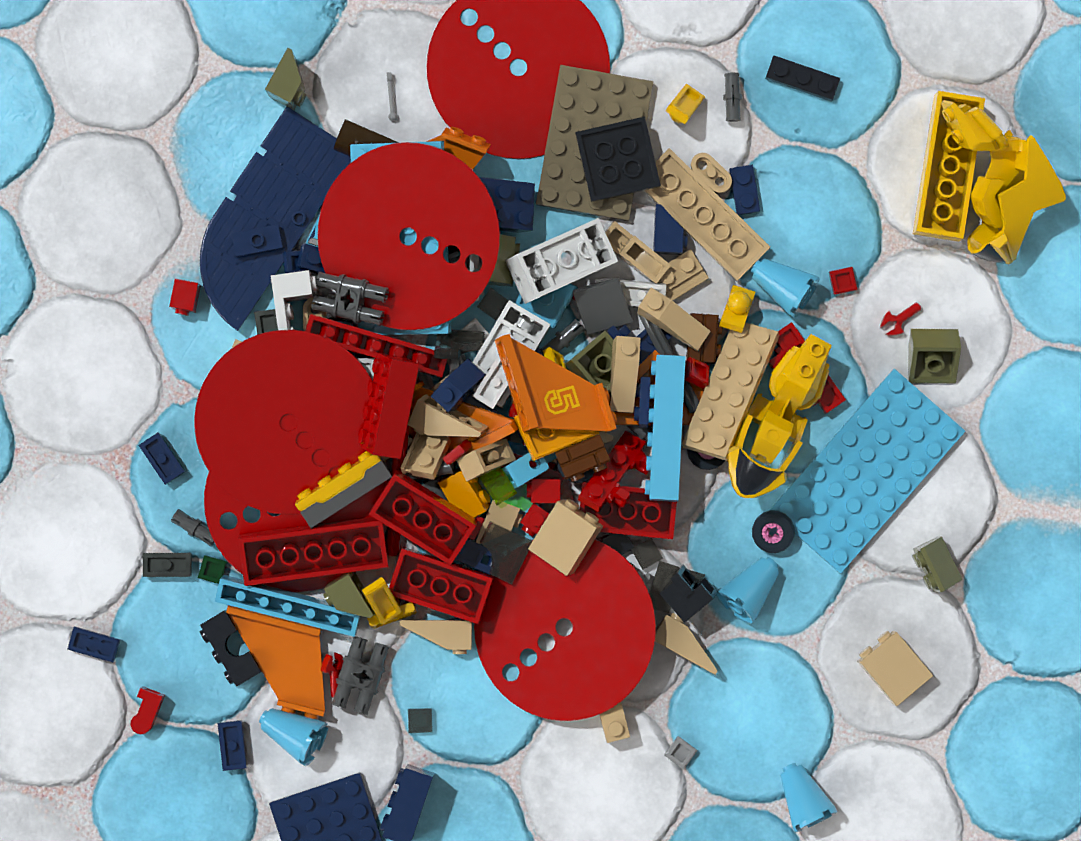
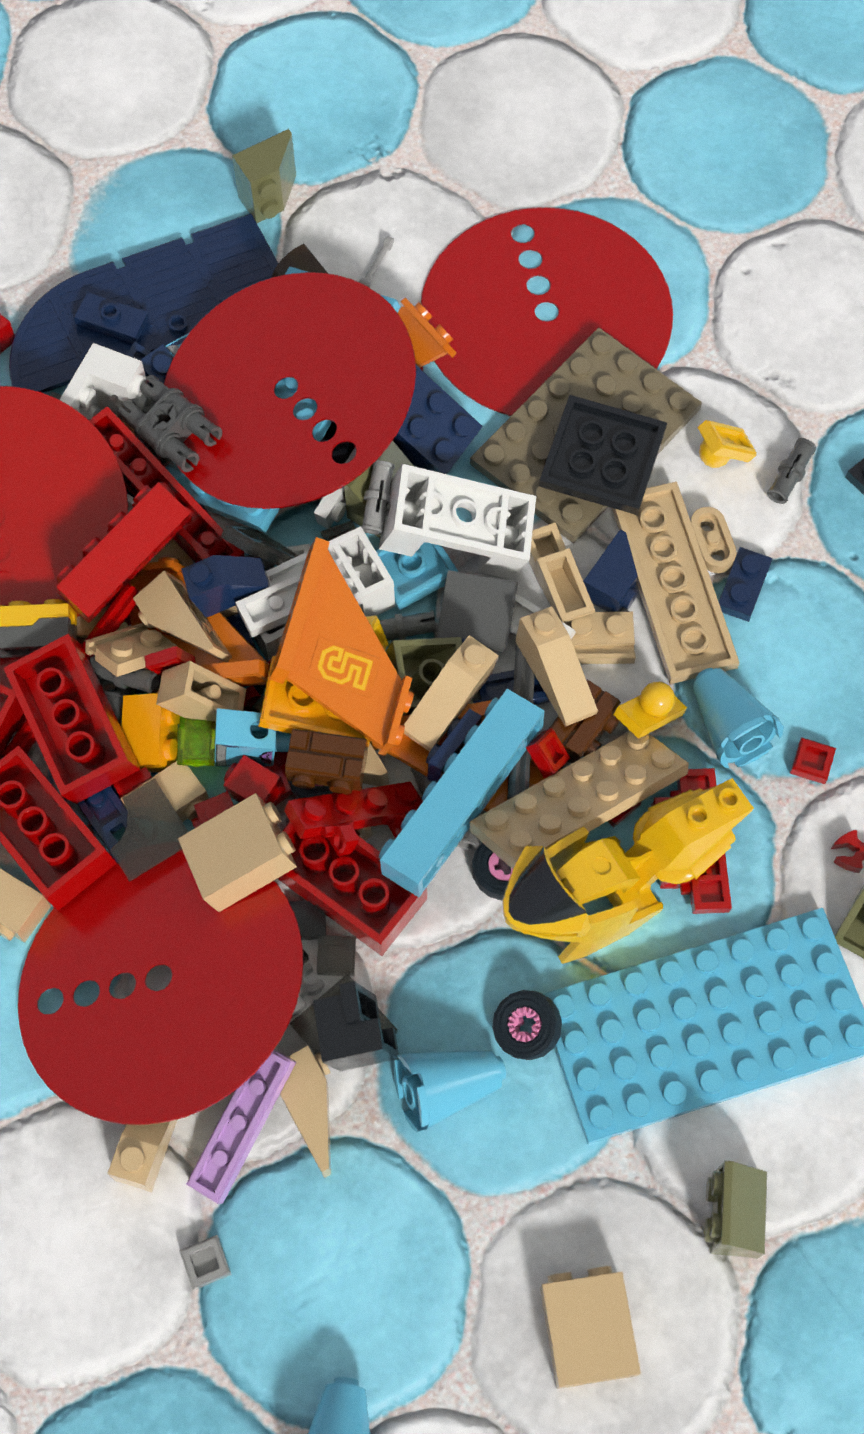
camera: 40 degrees right, 20 degrees down
(507, 276) = (377, 497): none -> light grey pin
(657, 680) = (239, 1128): none -> lavender tile

